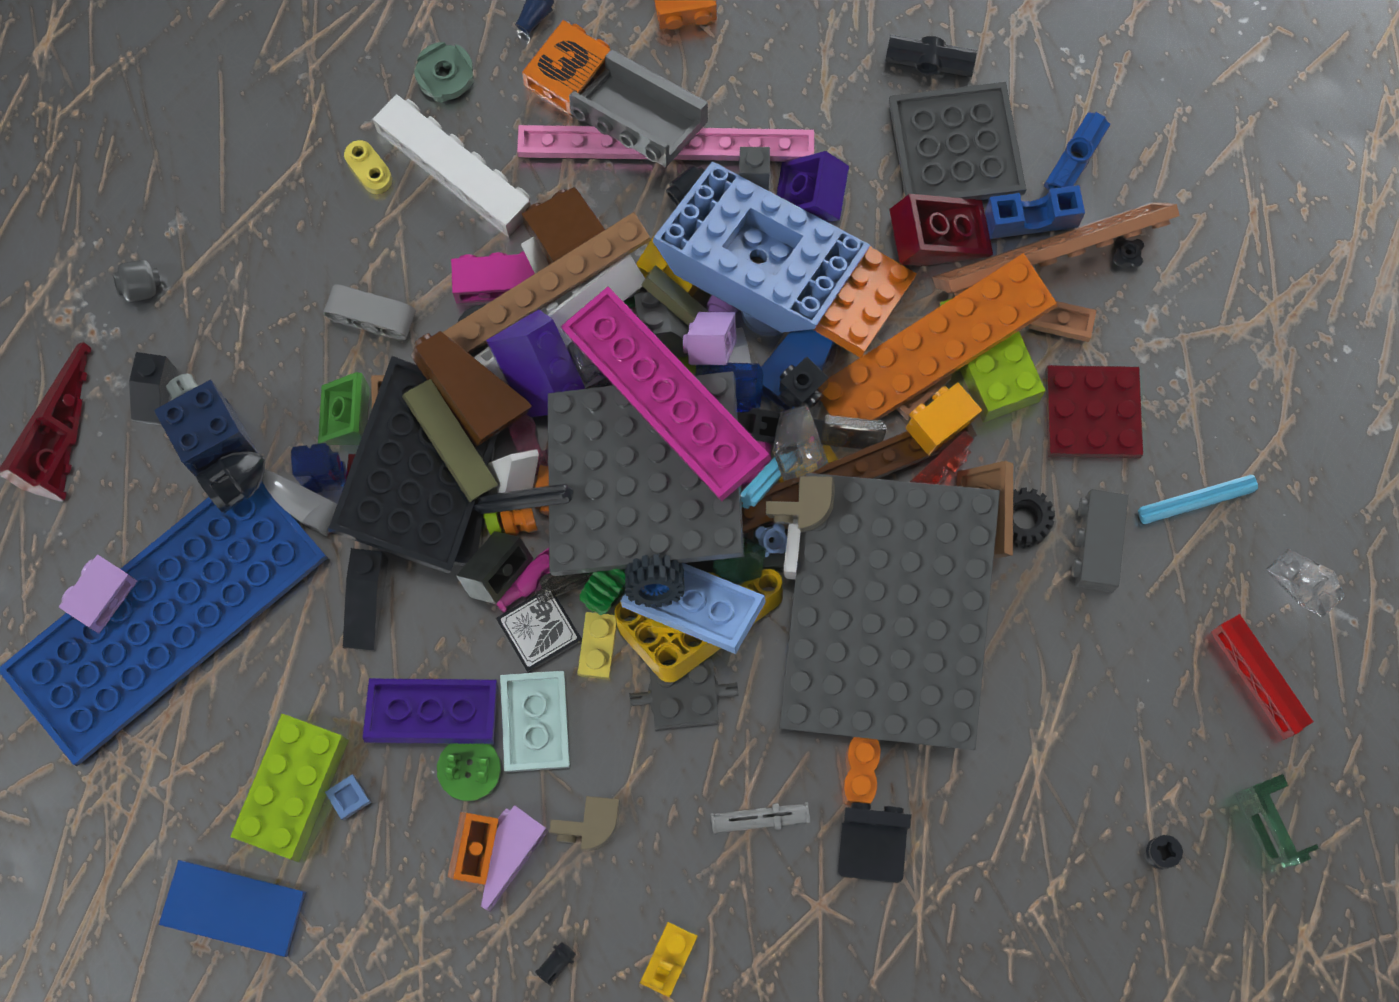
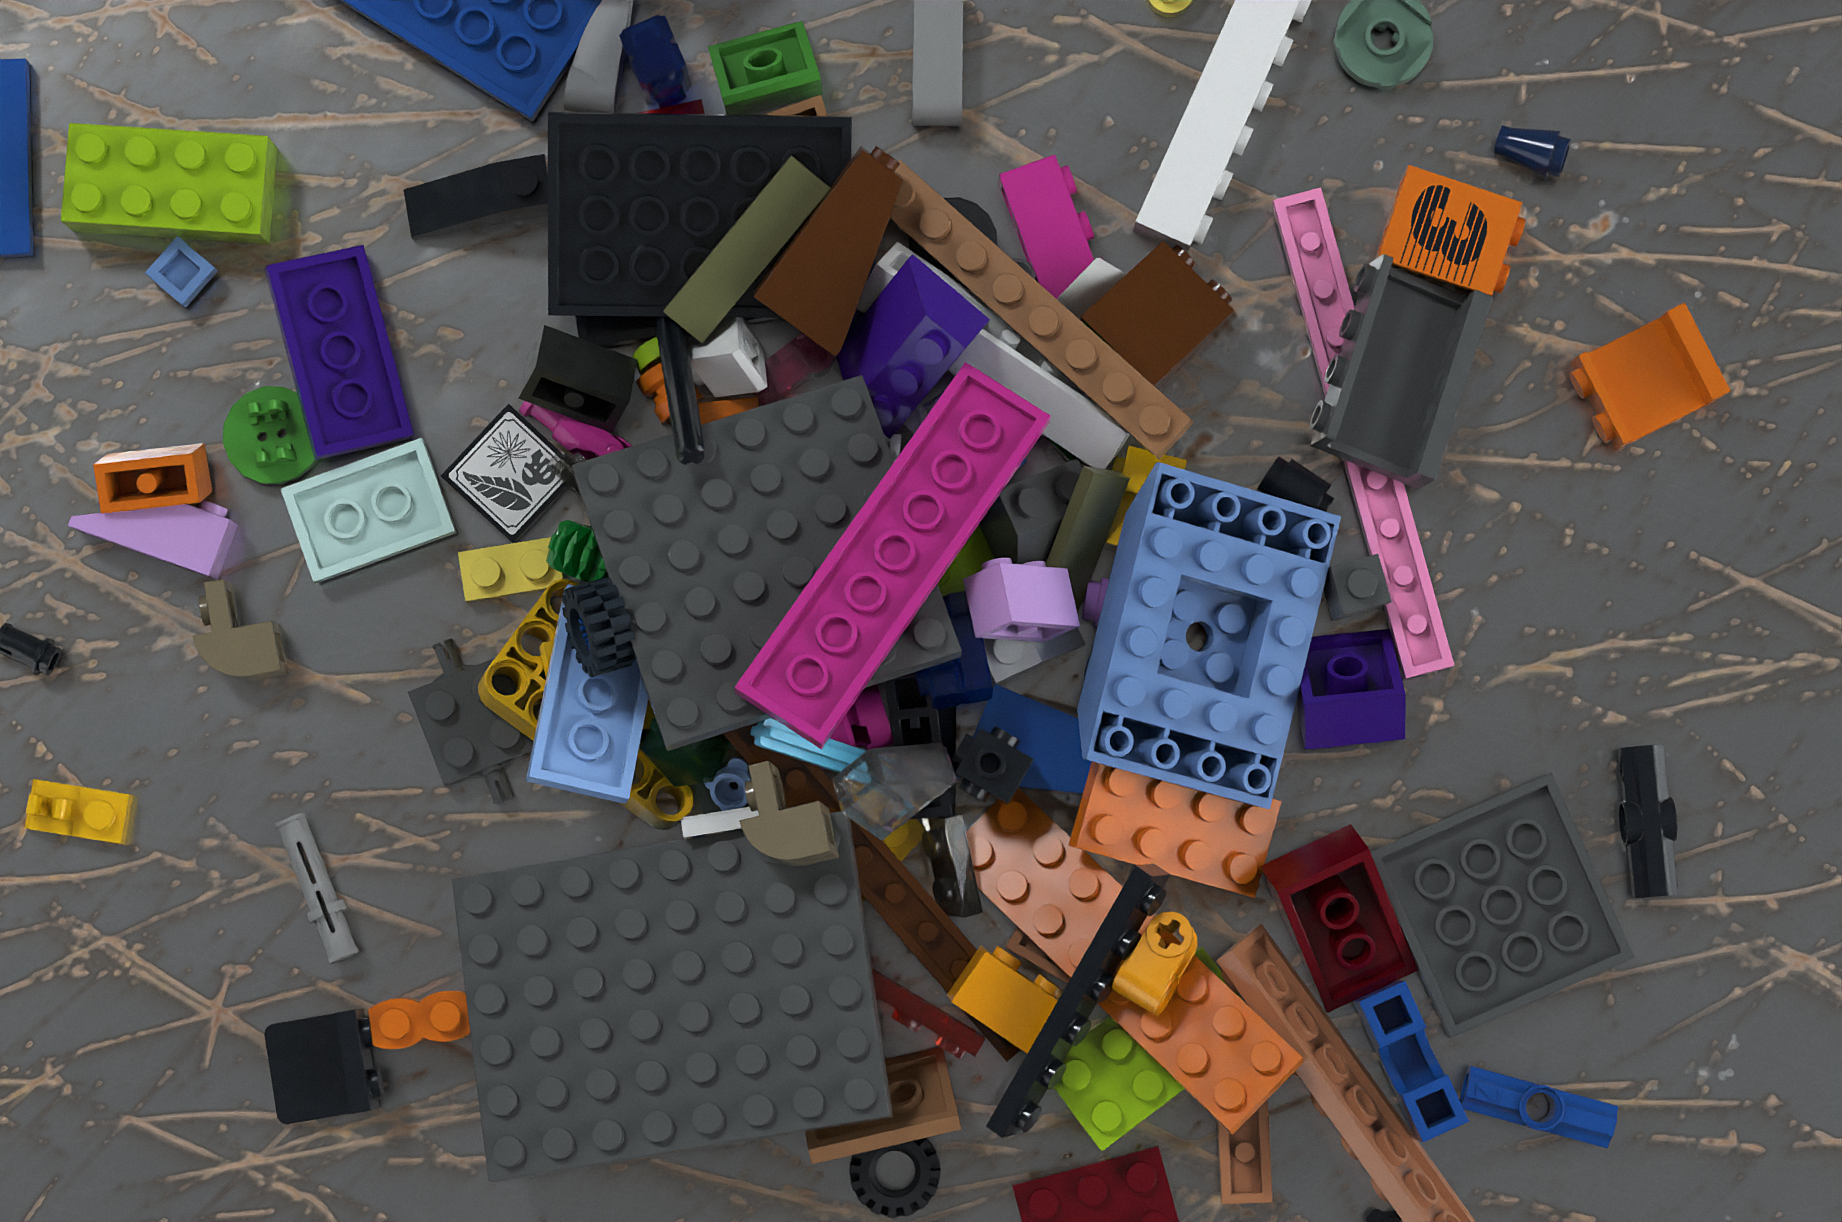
camera: 75 degrees right, 10 degrees up
(949, 359) = (1088, 986): none -> black plate
(950, 321) = (1151, 970): none -> light orange piece

